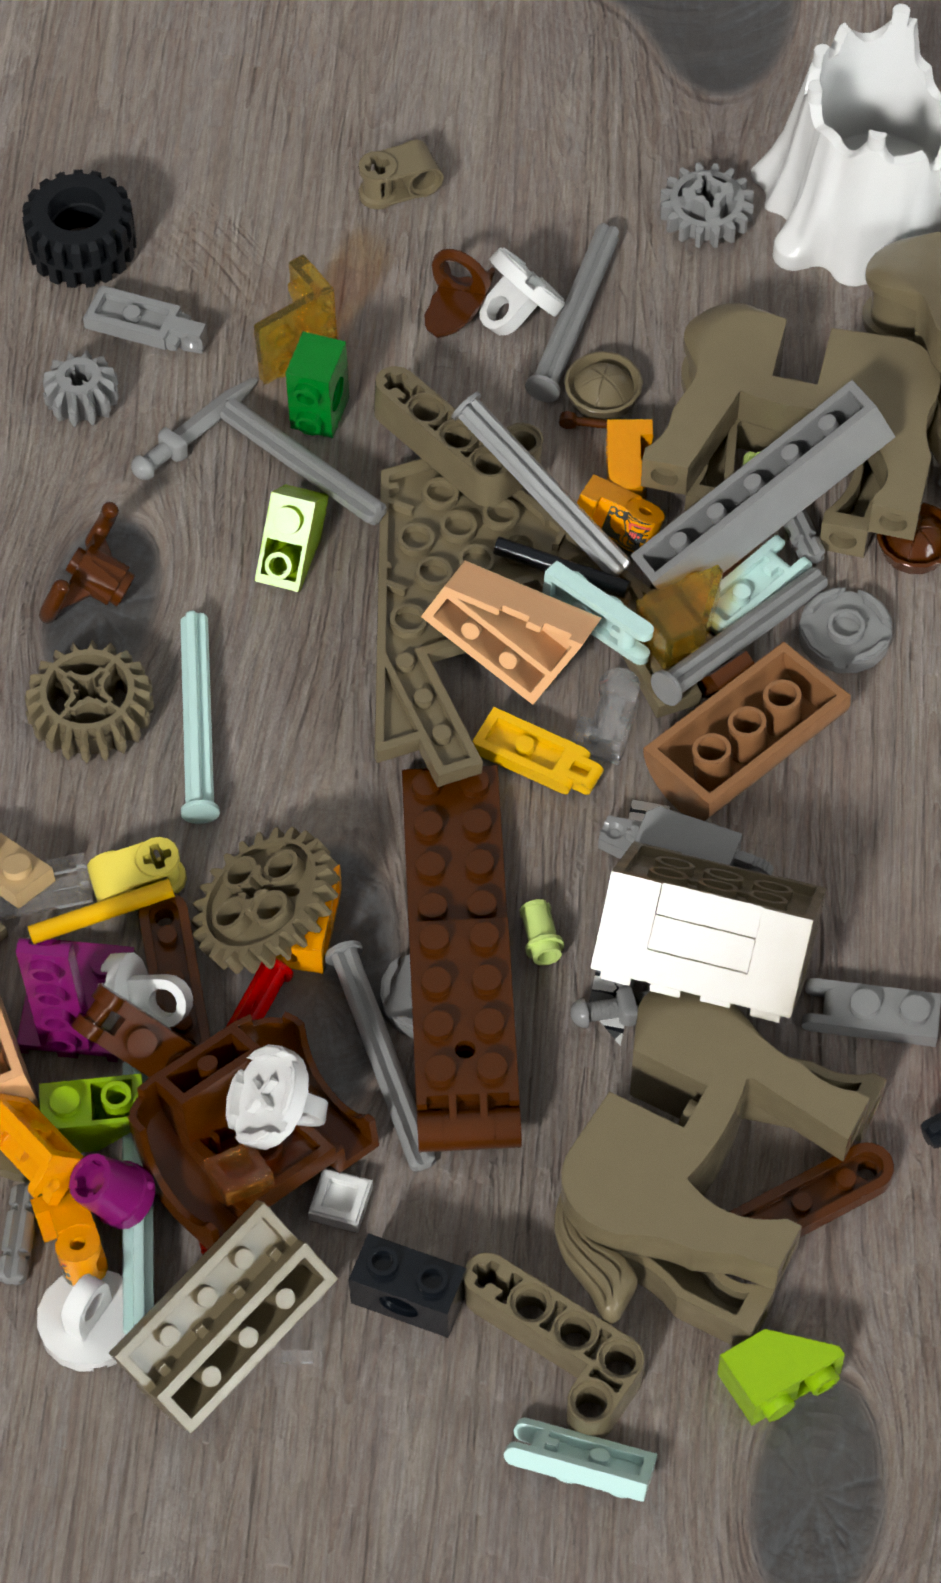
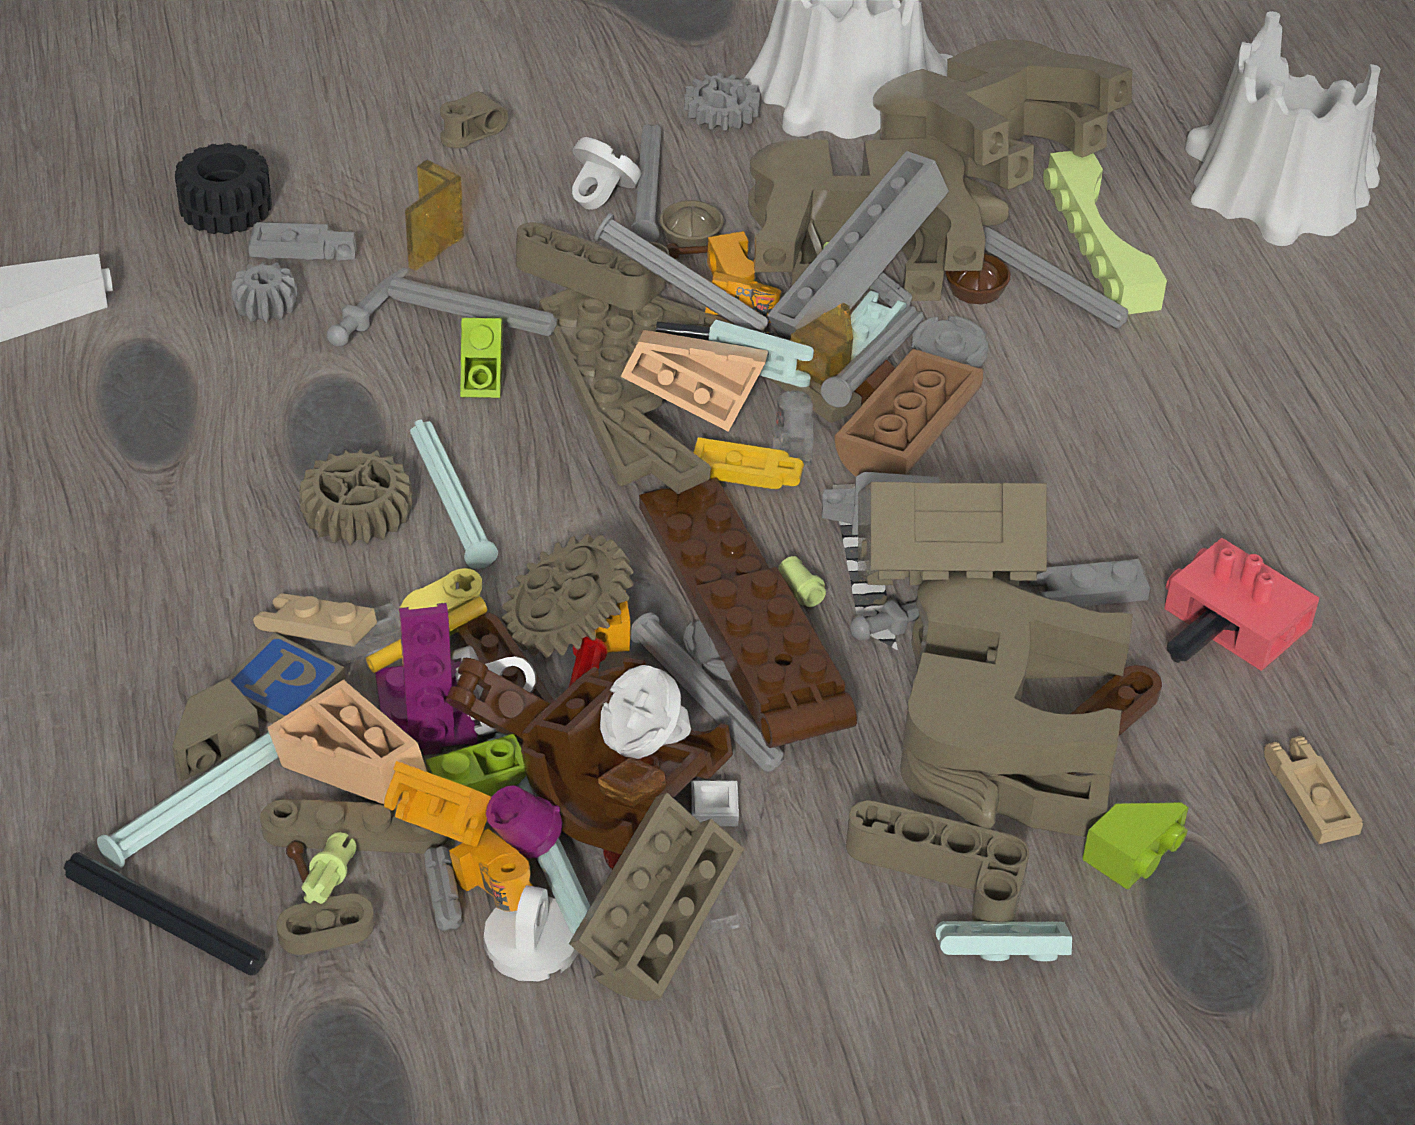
camera: 20 degrees left, 15 degrees down
(92, 570) = (323, 407): reddish brown piece -> none
(317, 384) = (466, 250): green brick -> none
(407, 1285) = (803, 845): black brick -> none
(456, 297) = (550, 192): reddish brown piece -> none

